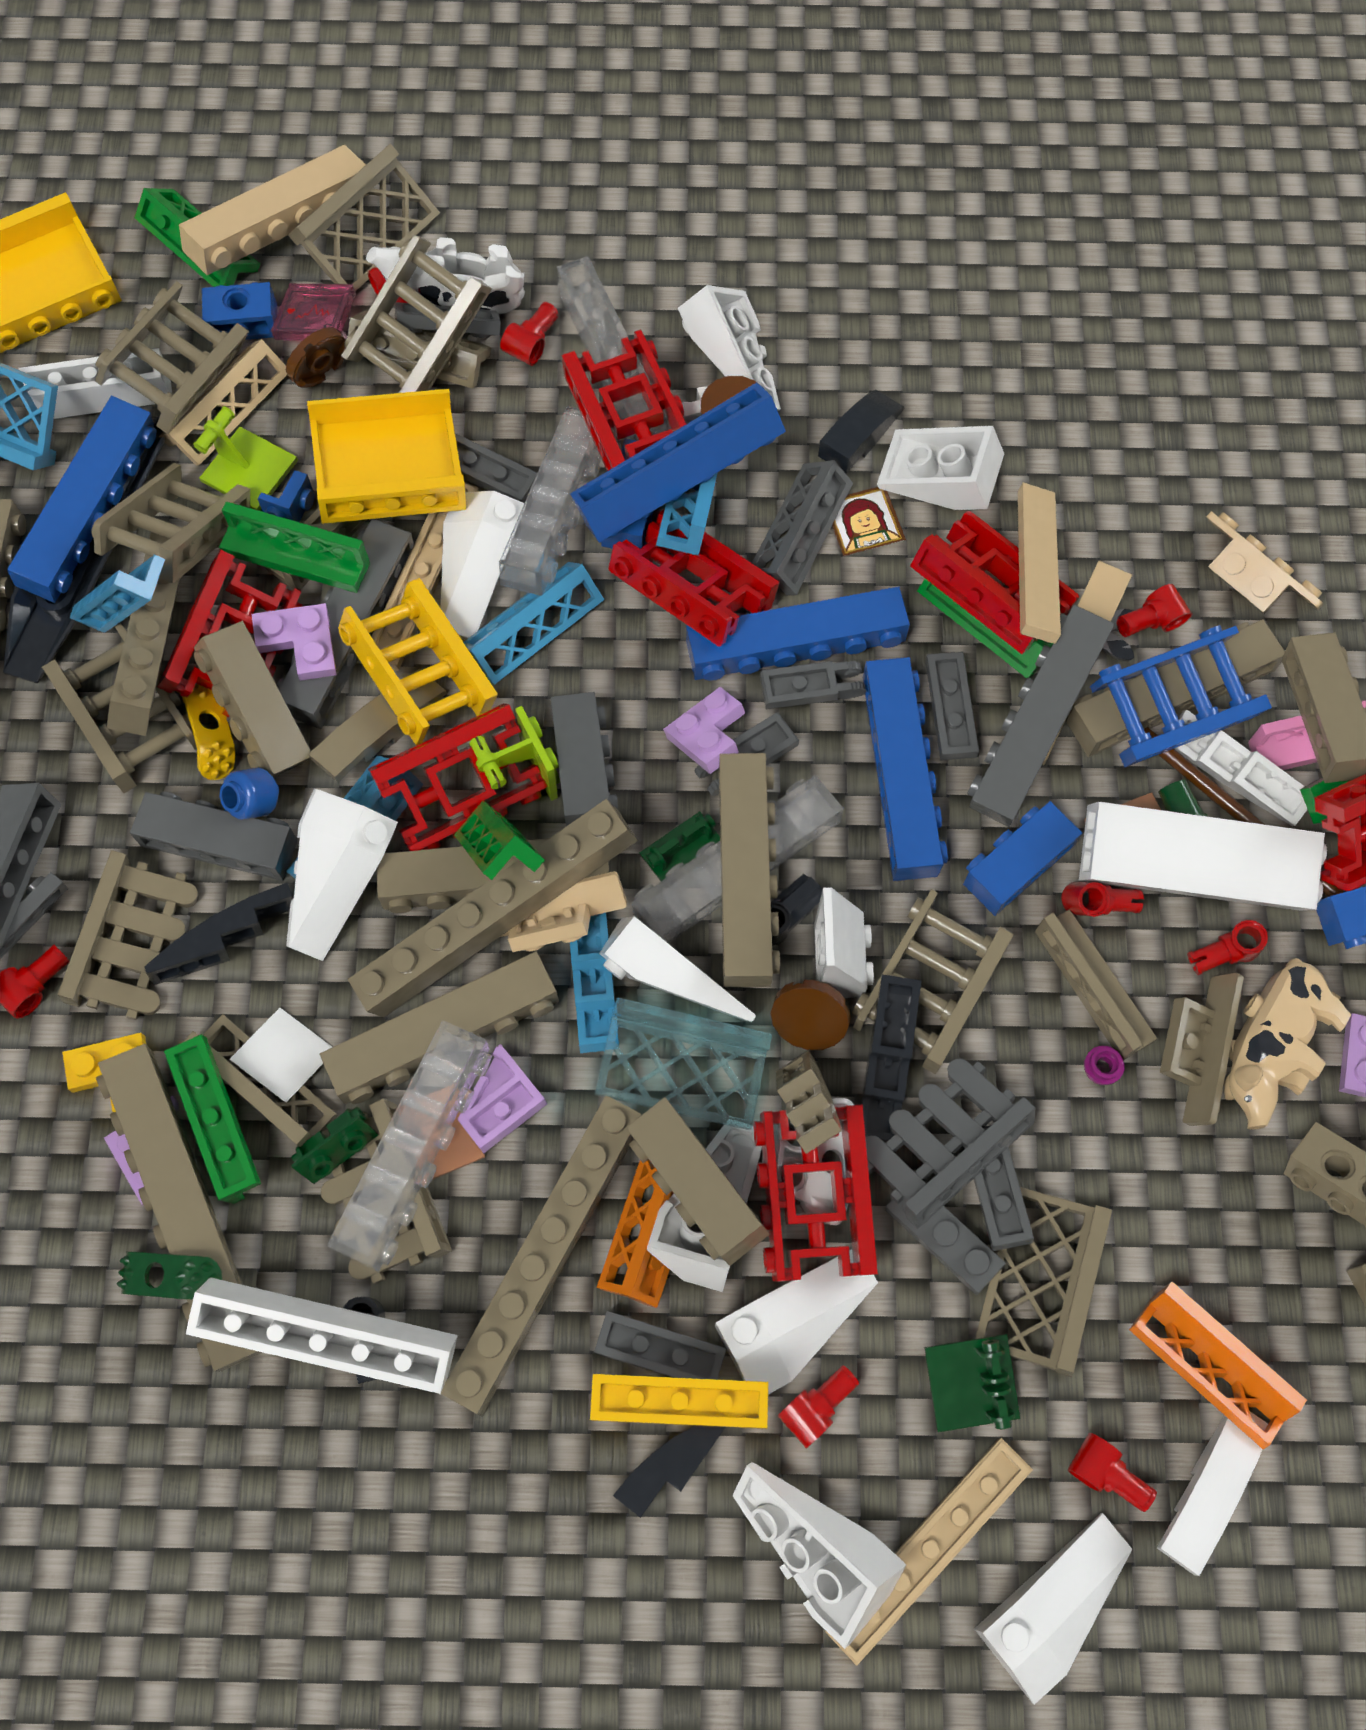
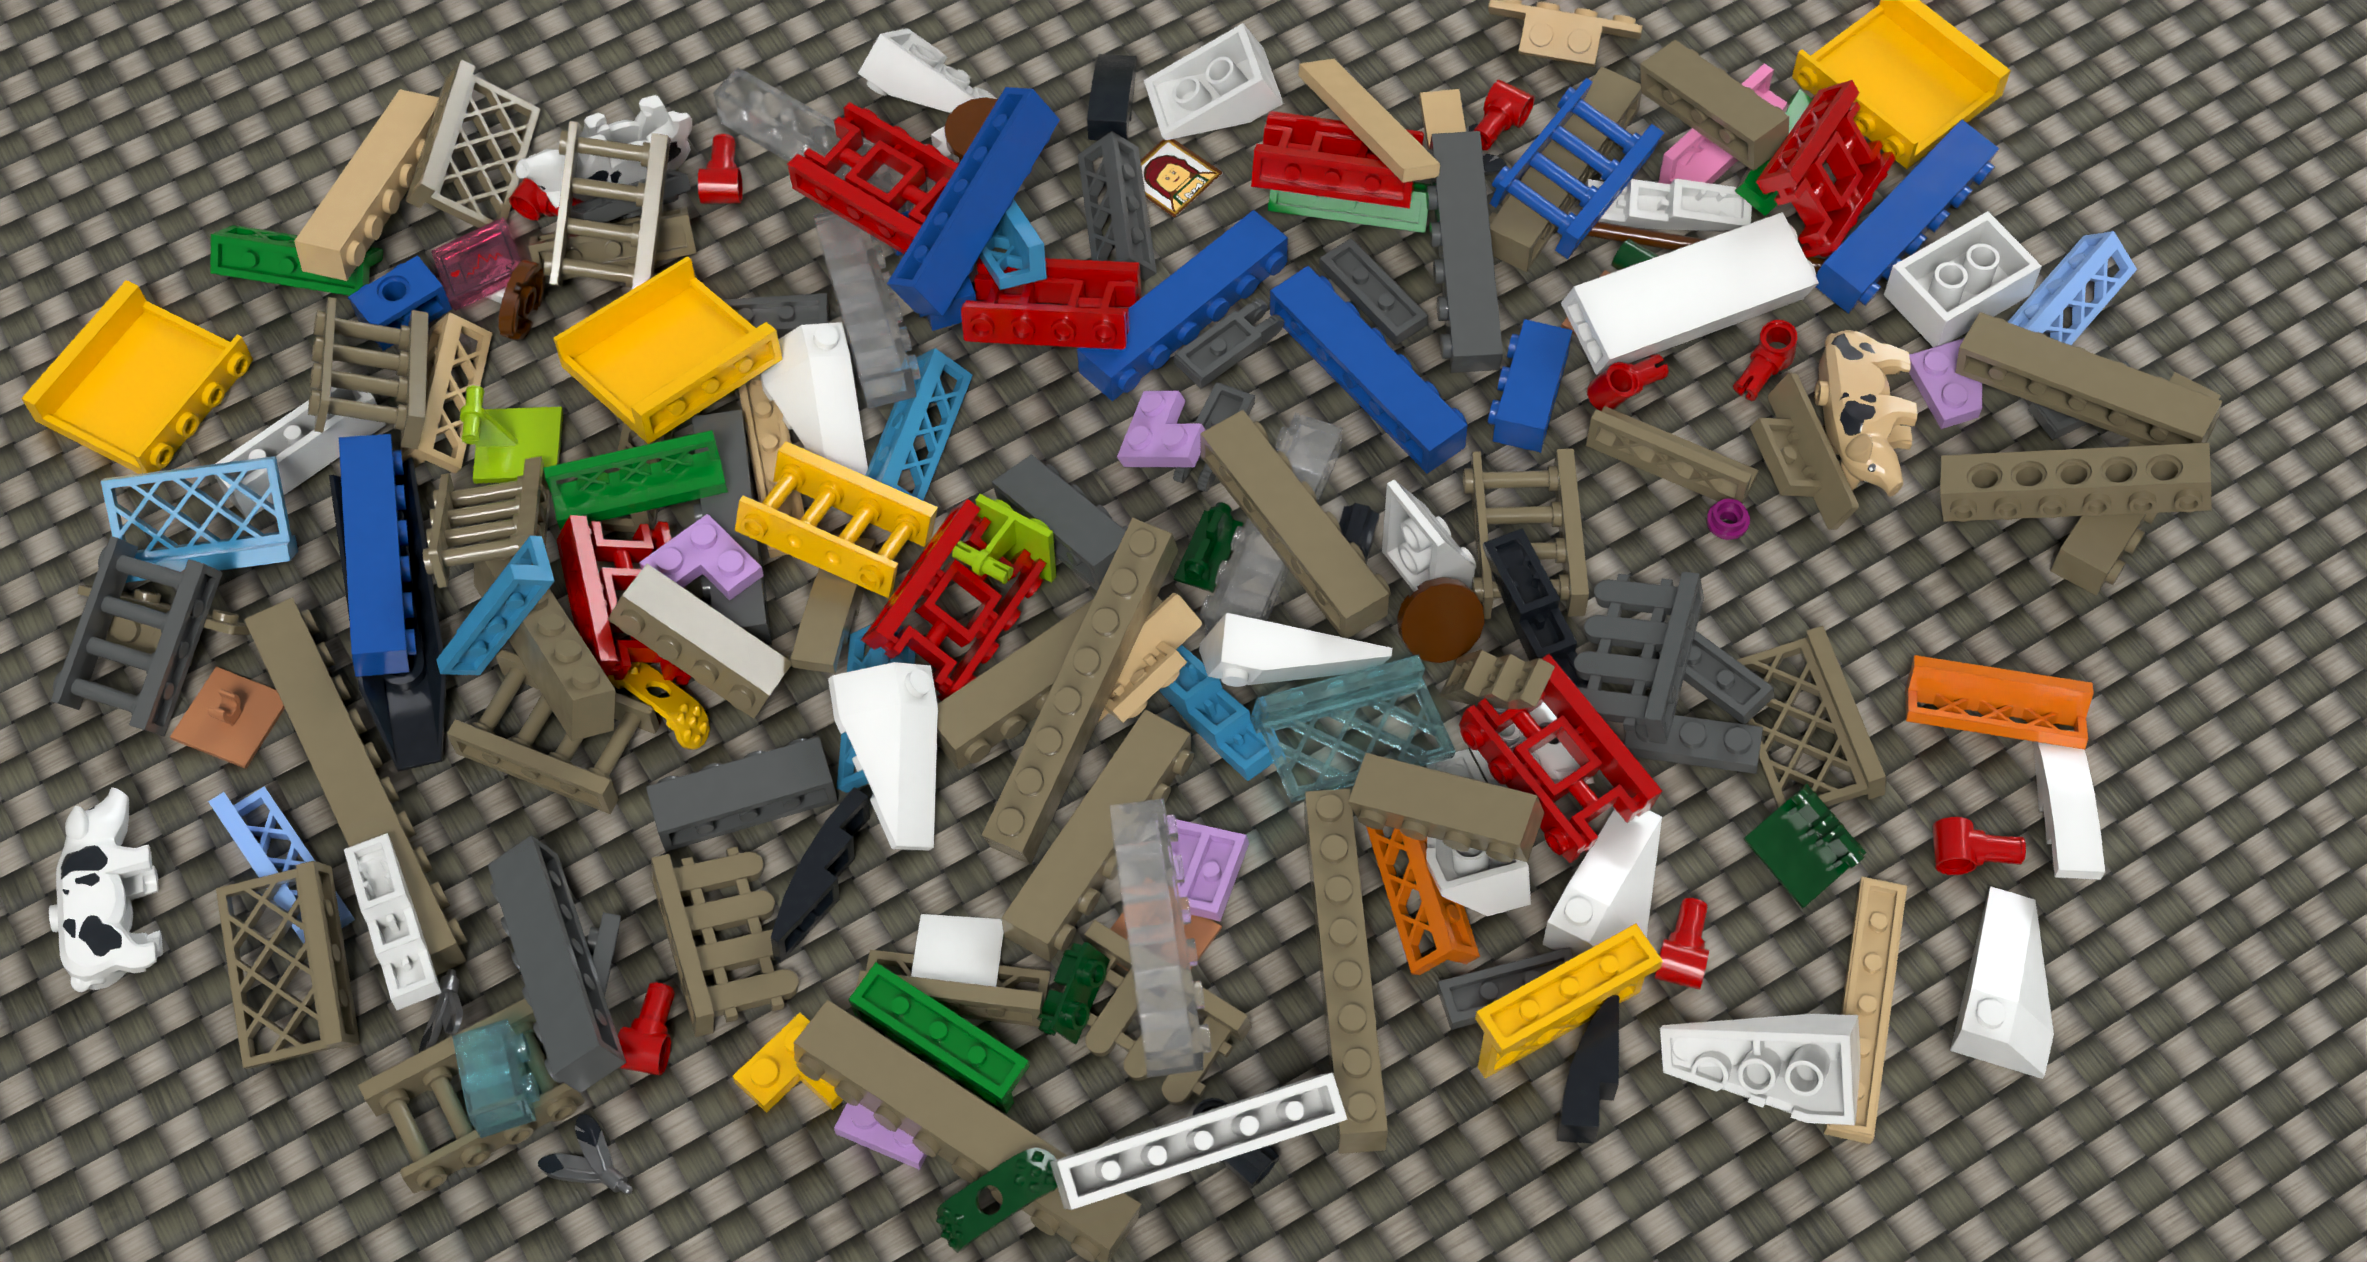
camera: 30 degrees left, 10 degrees down
(249, 793) = (757, 727): blue head -> none
(293, 501) = (593, 441): blue bracket -> none
(494, 840) = (1047, 617): green fence -> none

